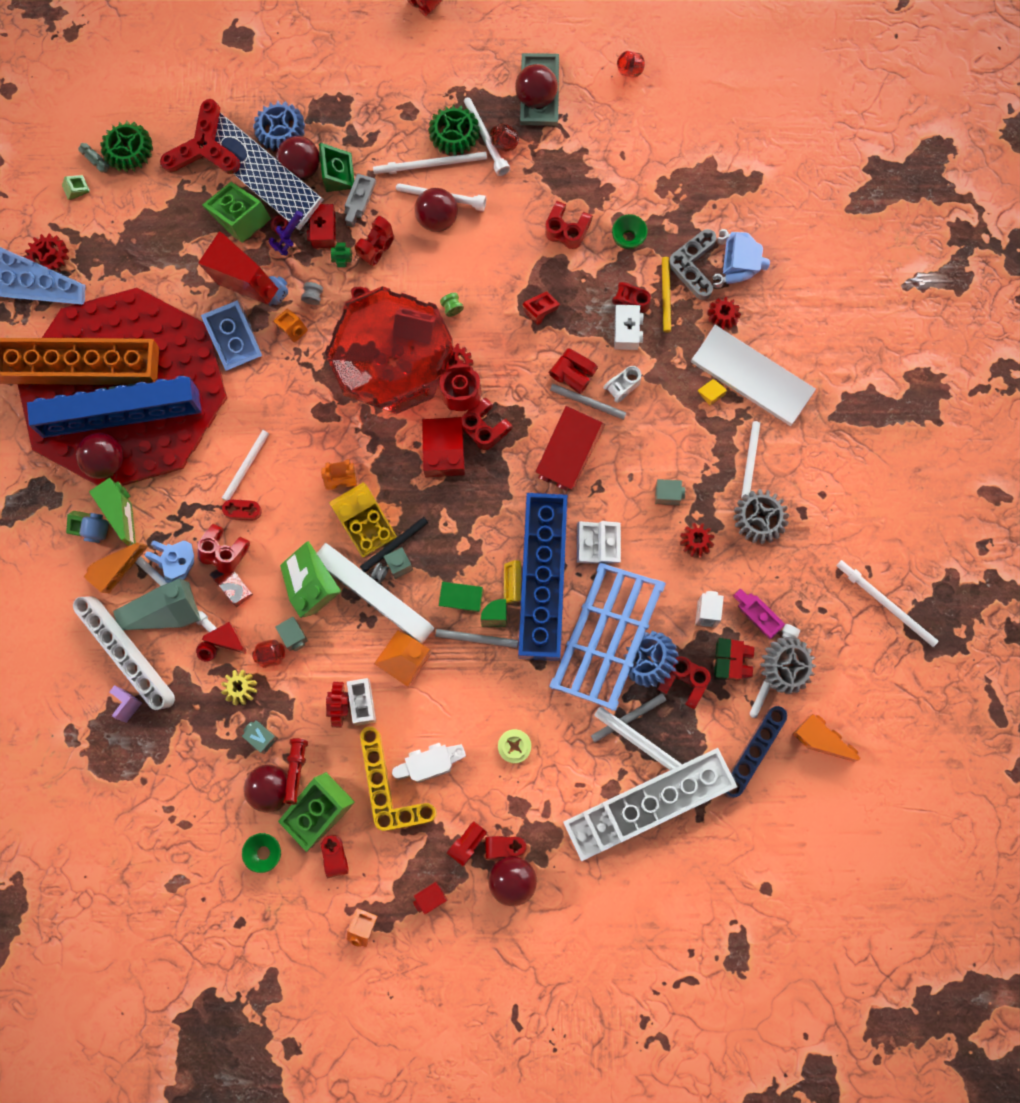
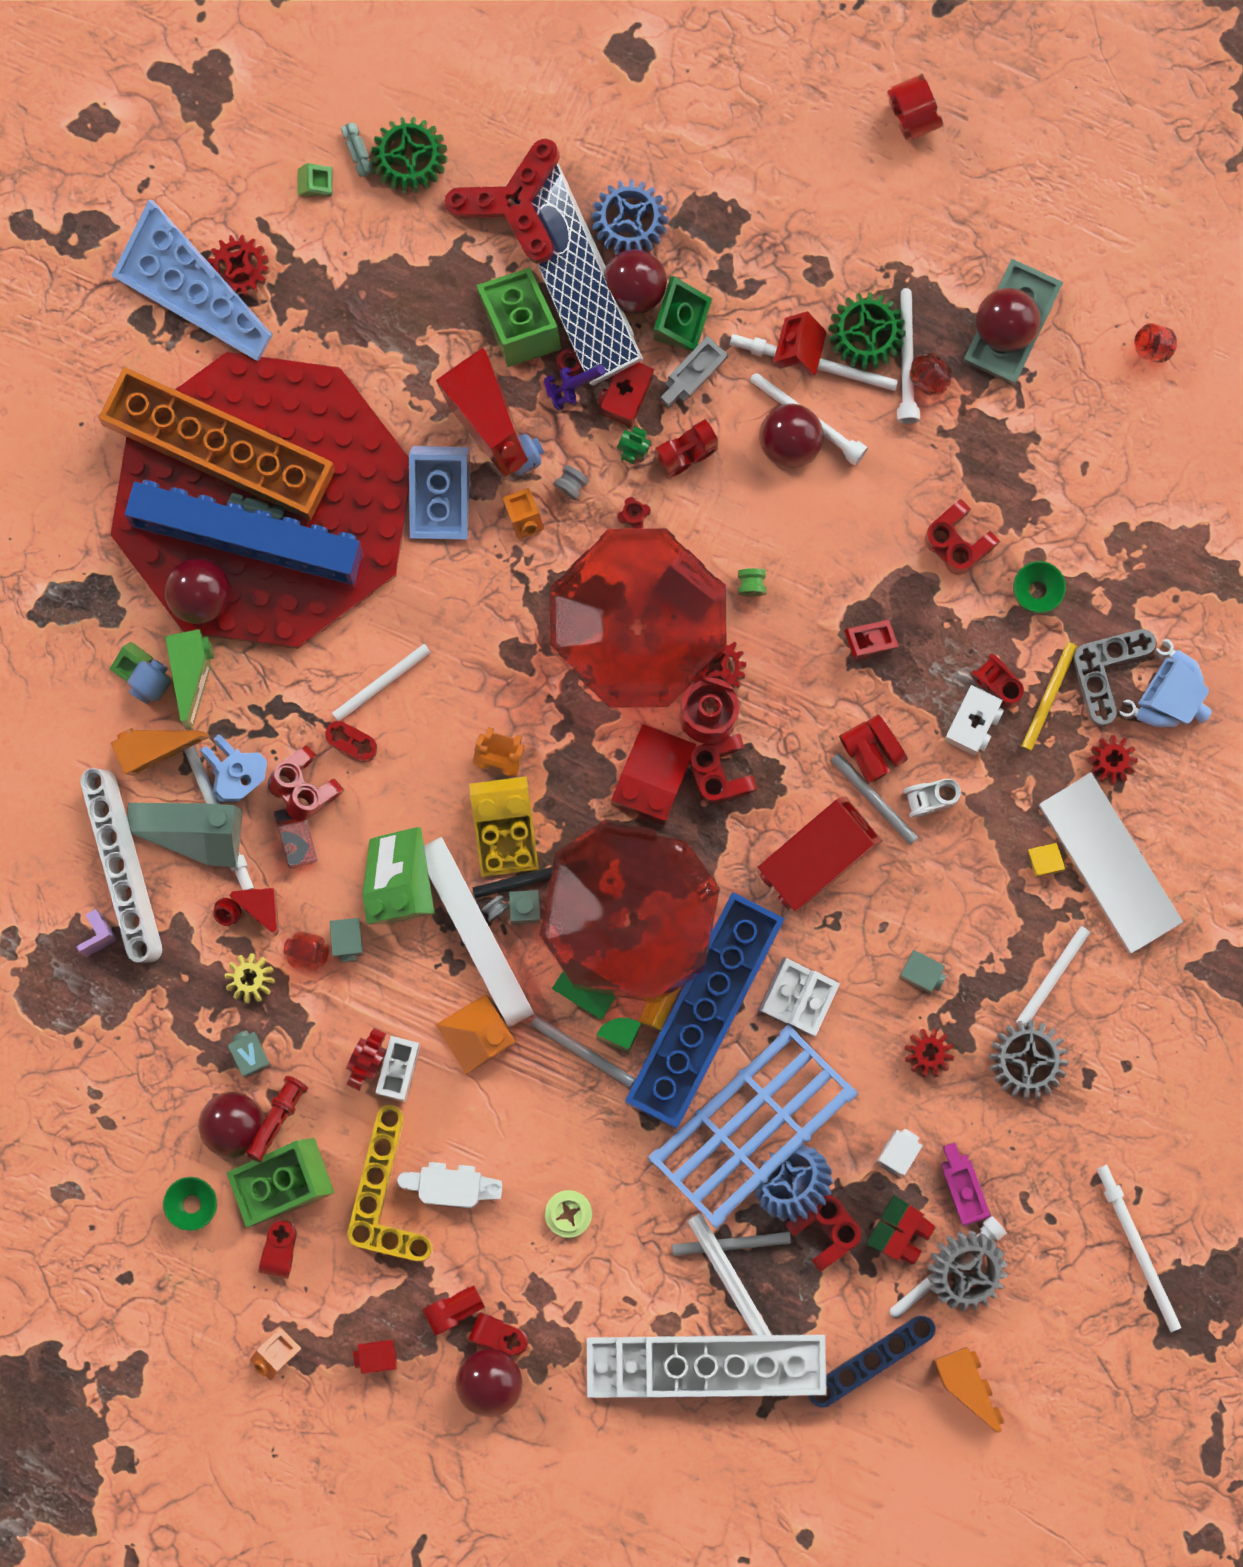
camera: 20 degrees right, 5 degrees up
(415, 151) = (800, 343): none -> red panel
(458, 509) = (620, 873): none -> clear red windscreen

